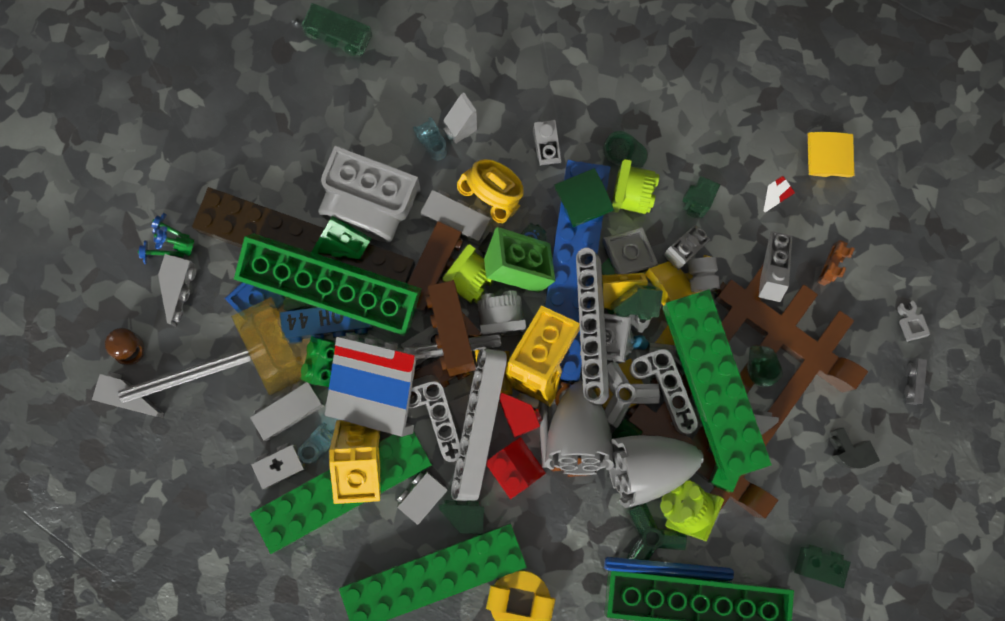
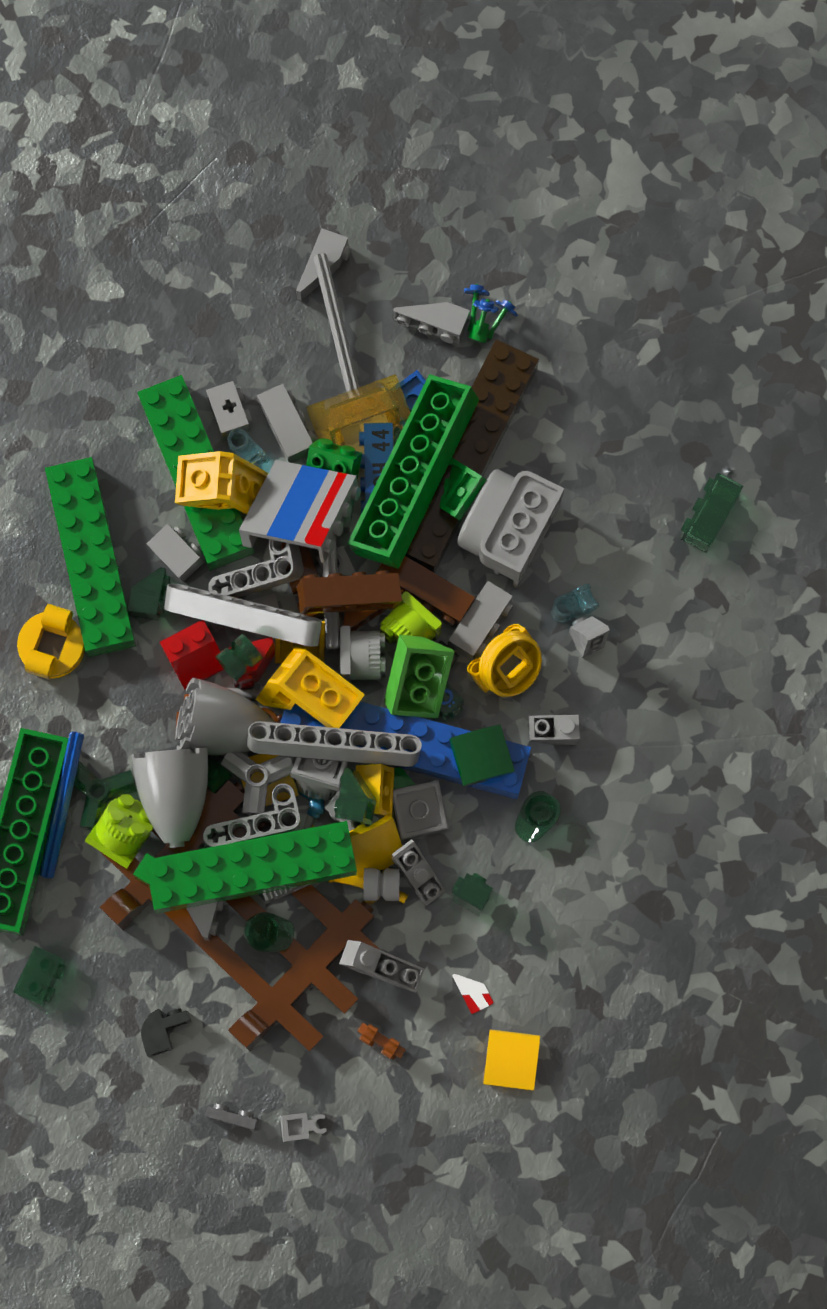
camera: 100 degrees right, 5 degrees down
(122, 344) = (377, 262): reddish brown helmet -> none
(524, 420) = (239, 657): none -> clear green wheel
(530, 400) = (264, 676): light grey tile -> none
(634, 189) = (490, 819): lime piece -> none

